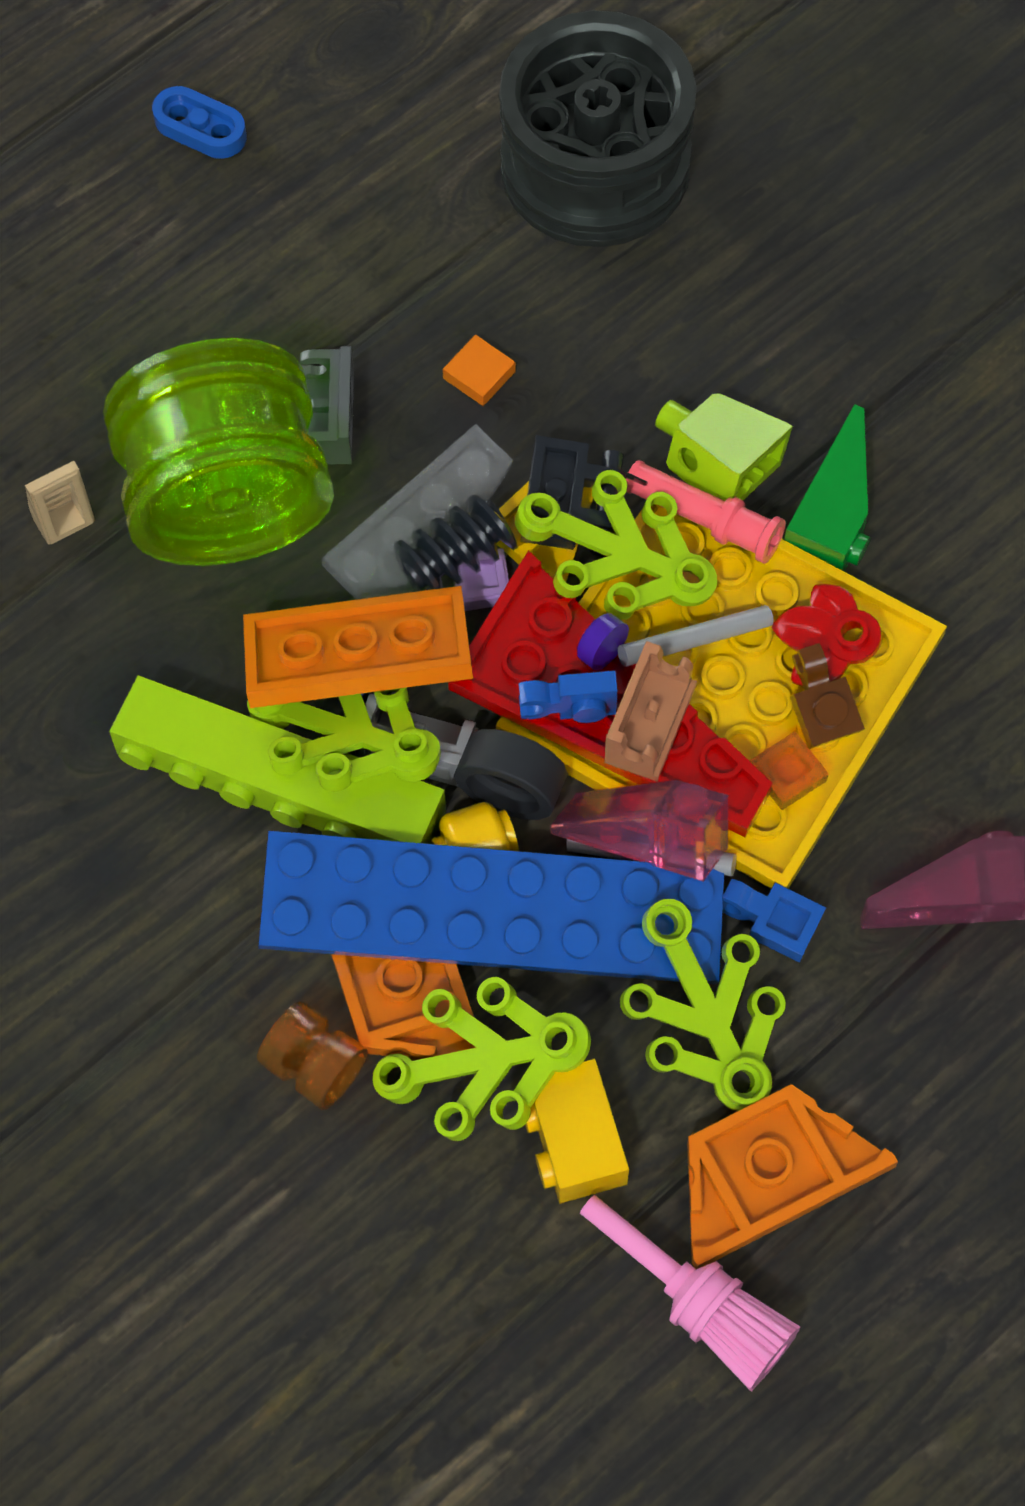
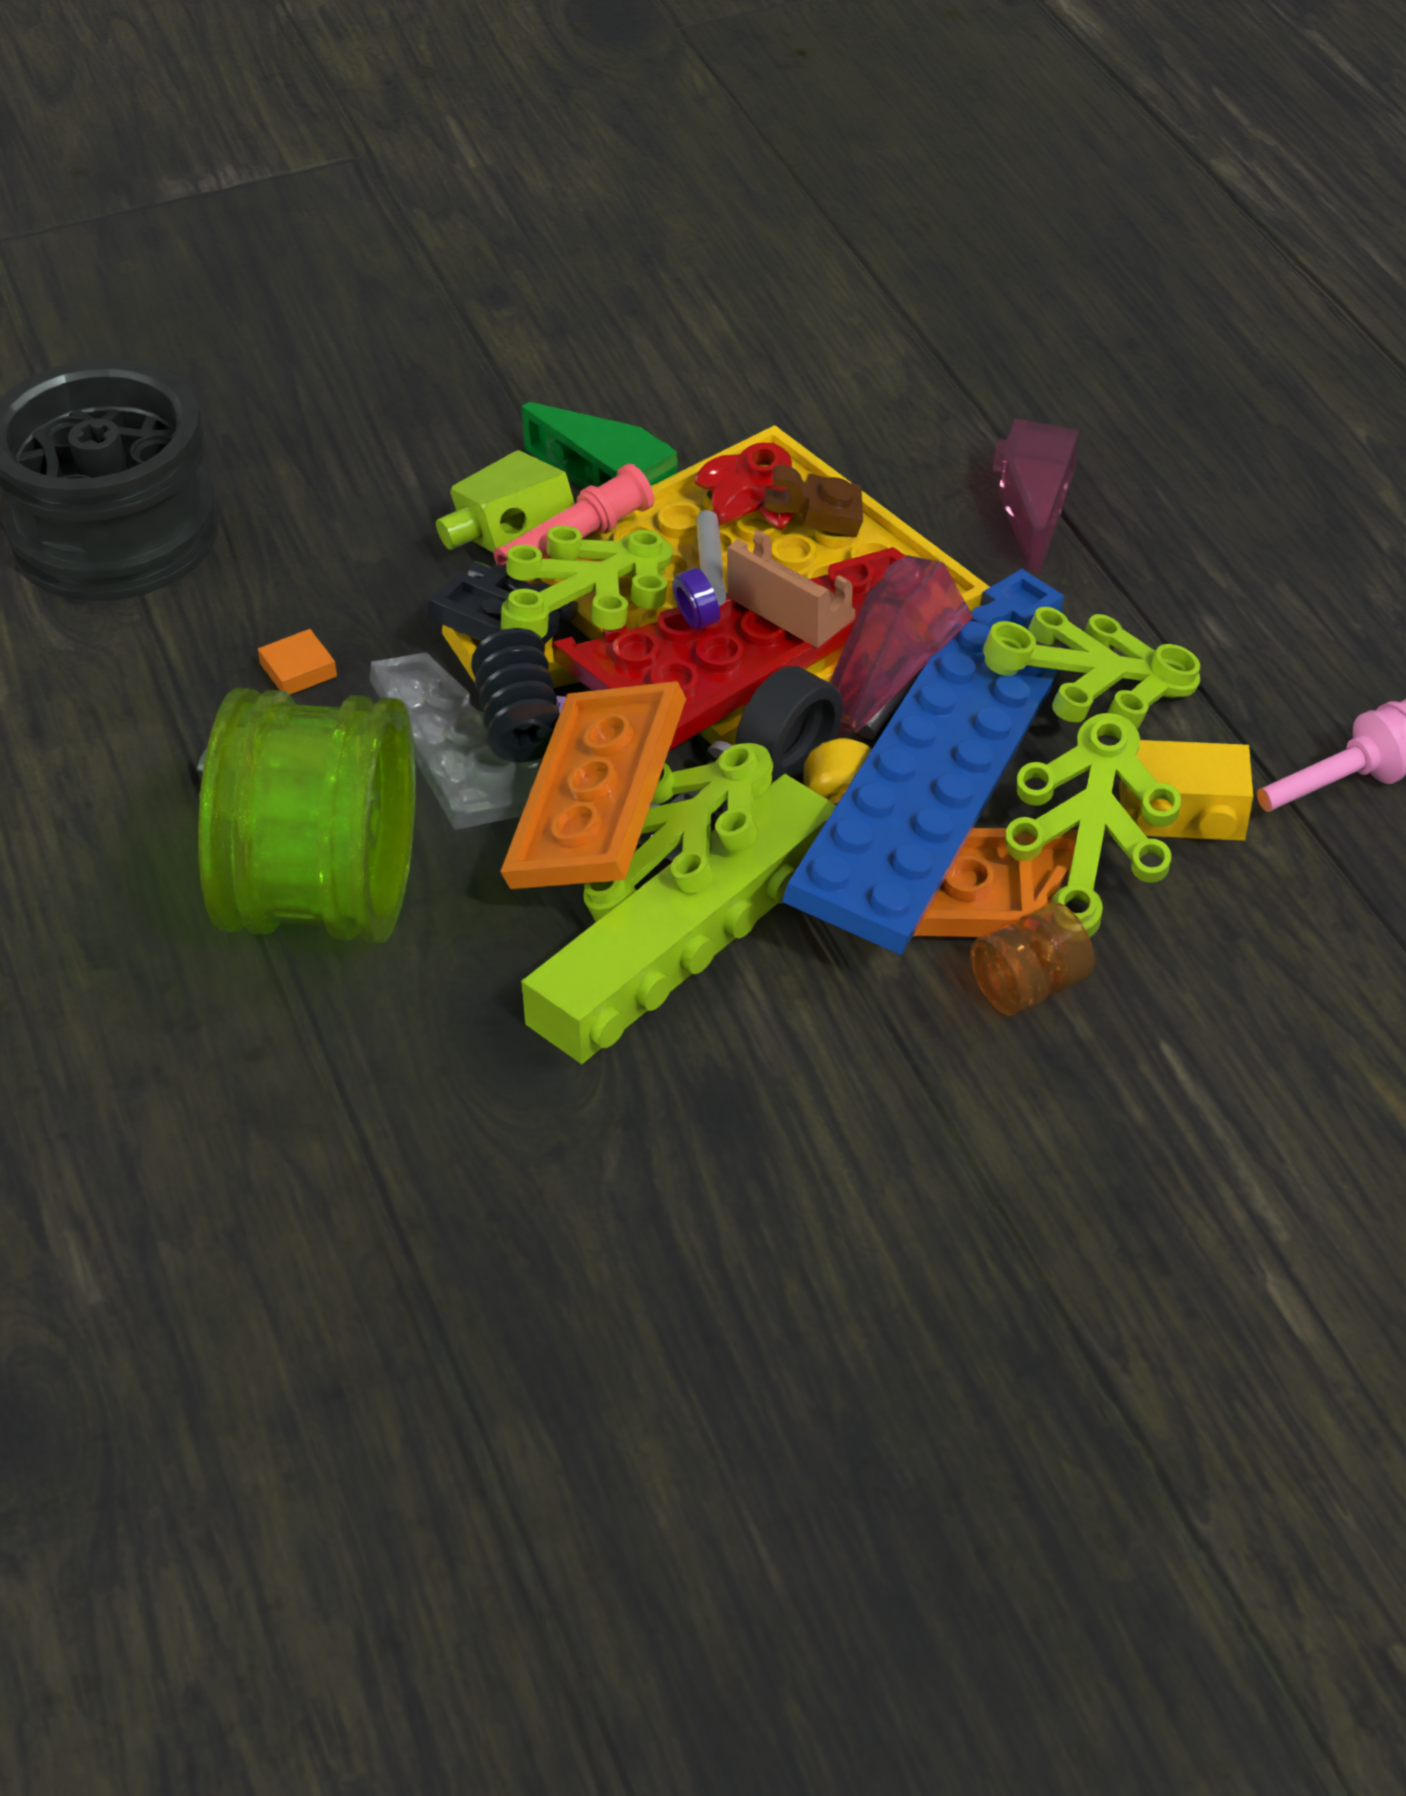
camera: 70 degrees left, 20 degrees down
(59, 503) = (251, 1012): tan slope -> none
(575, 696) = (751, 626): blue plate -> none
(770, 1170) = (1268, 679): orange wing -> none
(790, 769) = (872, 538): clear orange tile -> none

